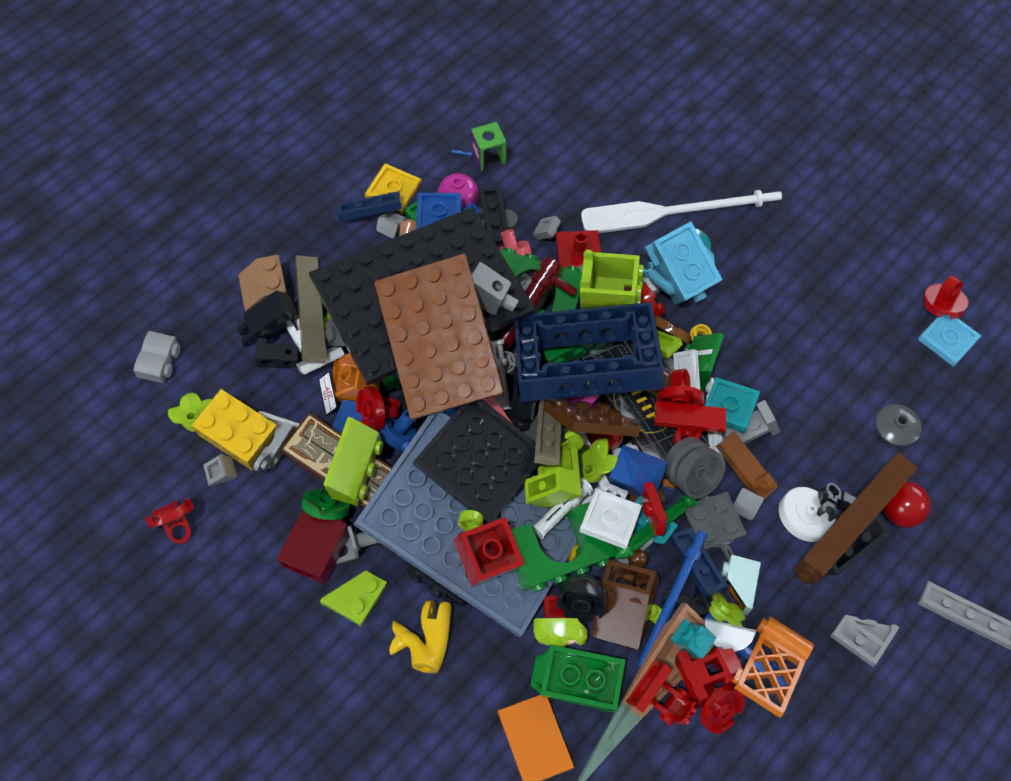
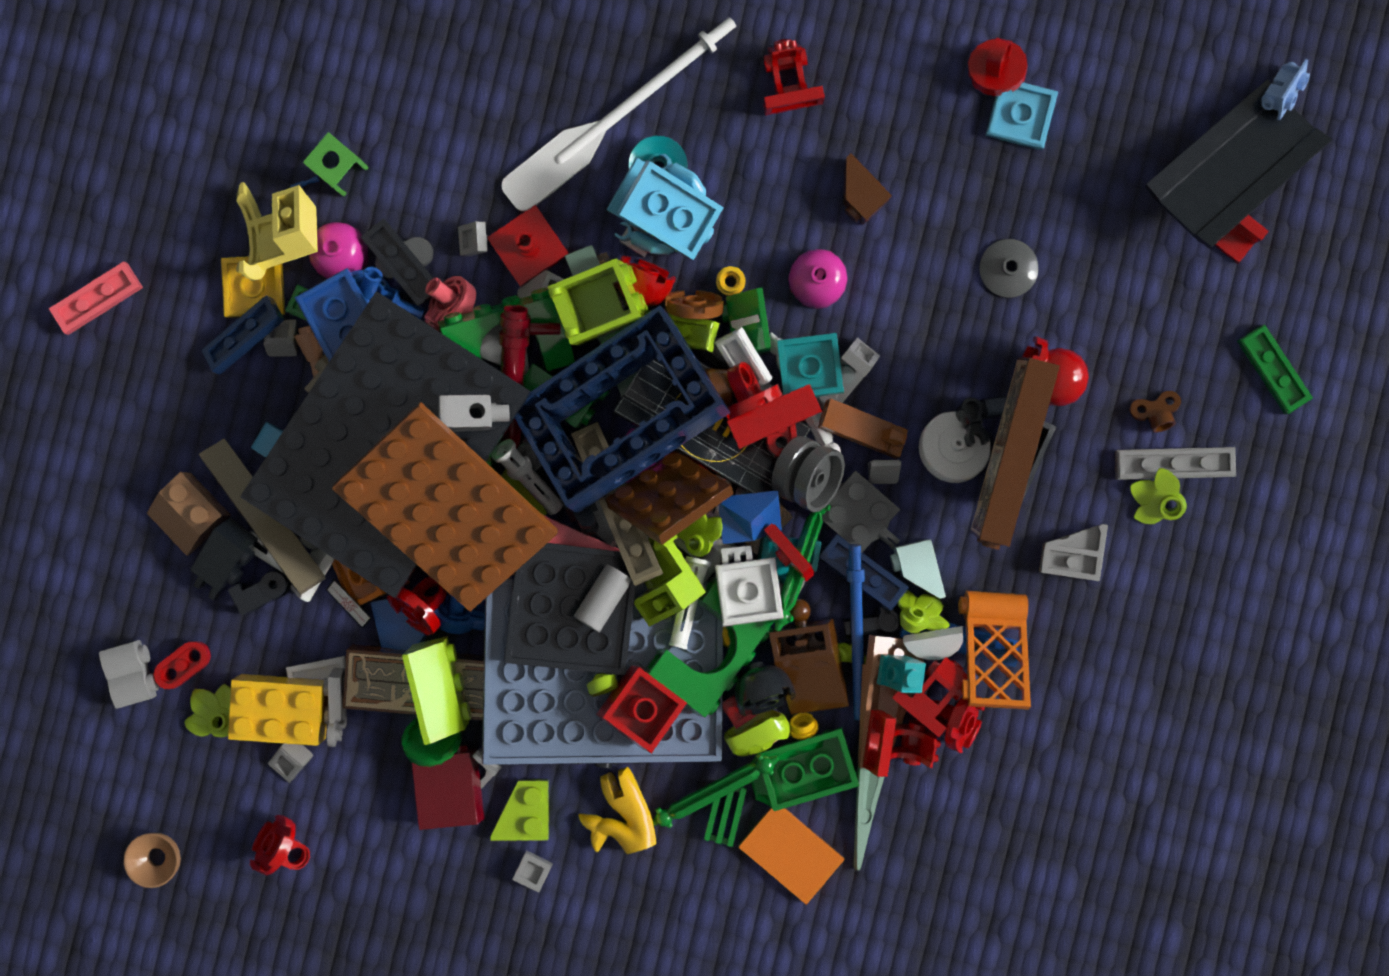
camera: 25 degrees left, 25 degrees up
(76, 472) = (141, 868): none -> medium nougat piece
(194, 370) = (183, 664): none -> red plate
(295, 146) = (95, 298): none -> coral plate
(335, 640) = (532, 871): none -> light grey plate
(439, 161) = (278, 236): none -> light yellow piece
(504, 655) = (715, 791): none -> green wheel
(506, 459) = (602, 598): none -> light grey pin
(515, 665) = (719, 837): none -> green tile
(596, 646) = (803, 726): none -> yellow plate
(761, 362) = (812, 289): none -> dark pink cylinder
(804, 229) = (784, 56): none -> red tile
(819, 327) = (861, 191): none -> reddish brown slope
(944, 628) = (1155, 495): none -> lime plate
(970, 573) = (1157, 411): none -> reddish brown piece

